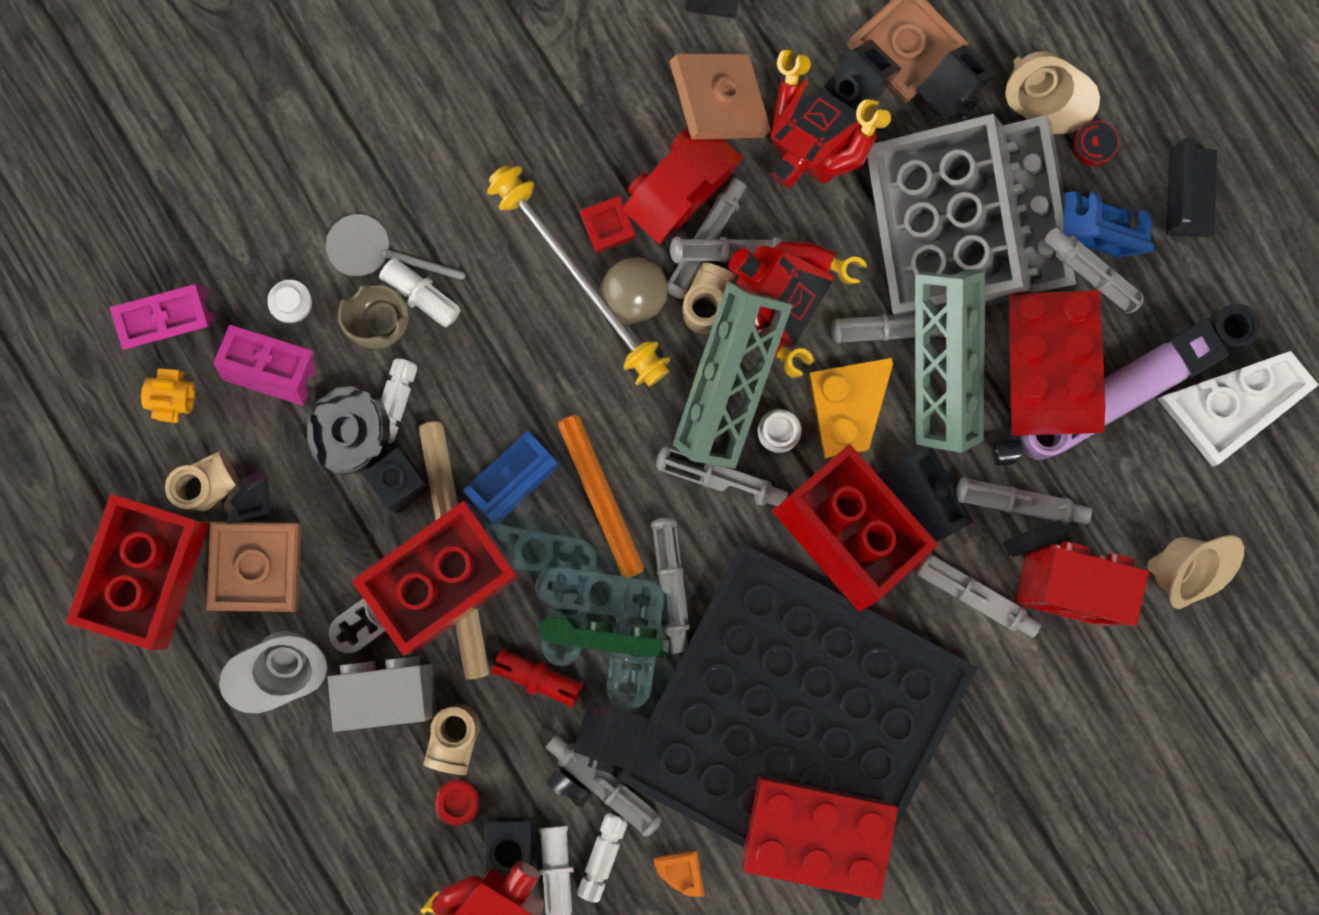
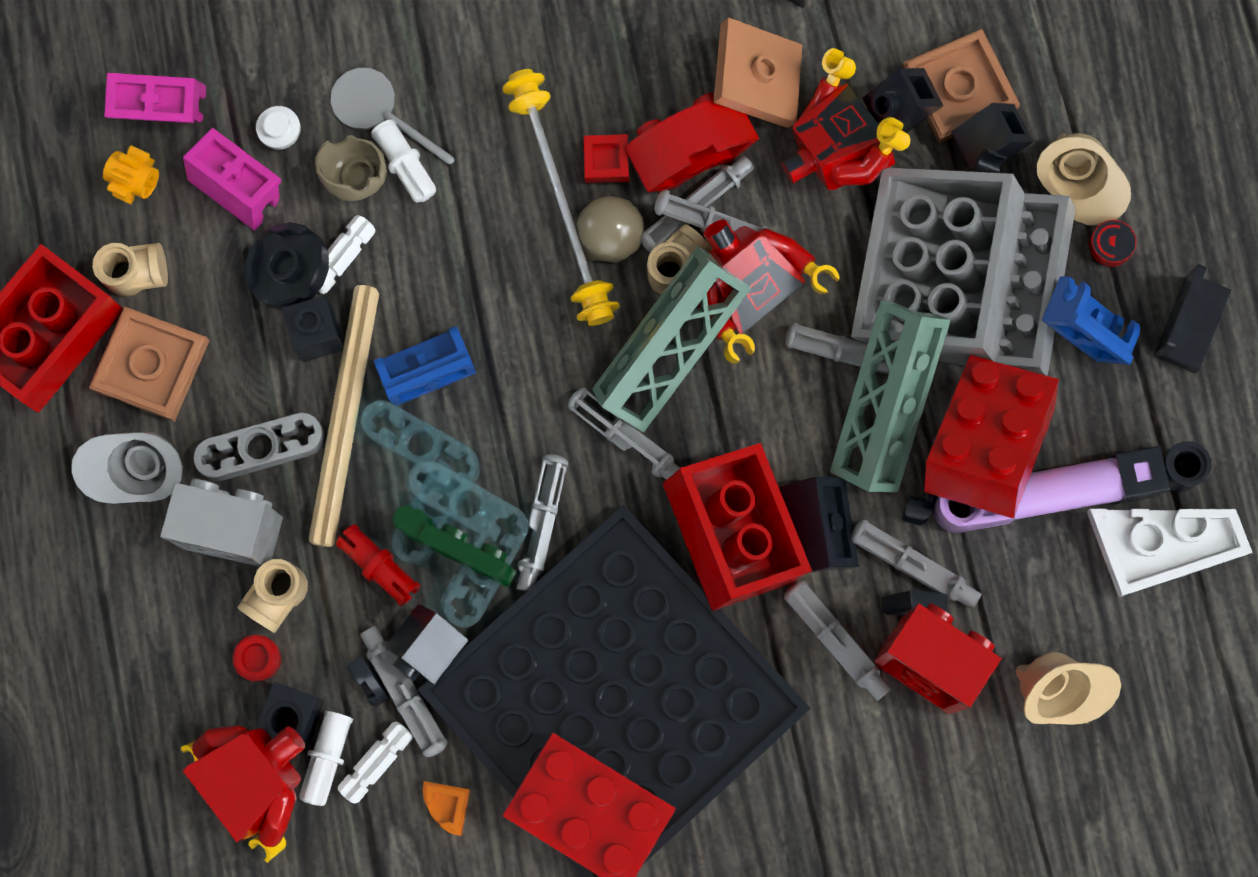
camera: 25 degrees right, 5 degrees down
(248, 499) = (168, 297): black tile -> none
(436, 578) = (314, 430): red brick -> none
(600, 496) = (504, 414): orange axle -> none
(779, 431) = (700, 412): white plate -> none
(849, 404) = (779, 408): light orange wing -> none
(1095, 271) = (1064, 362): light grey piece -> none

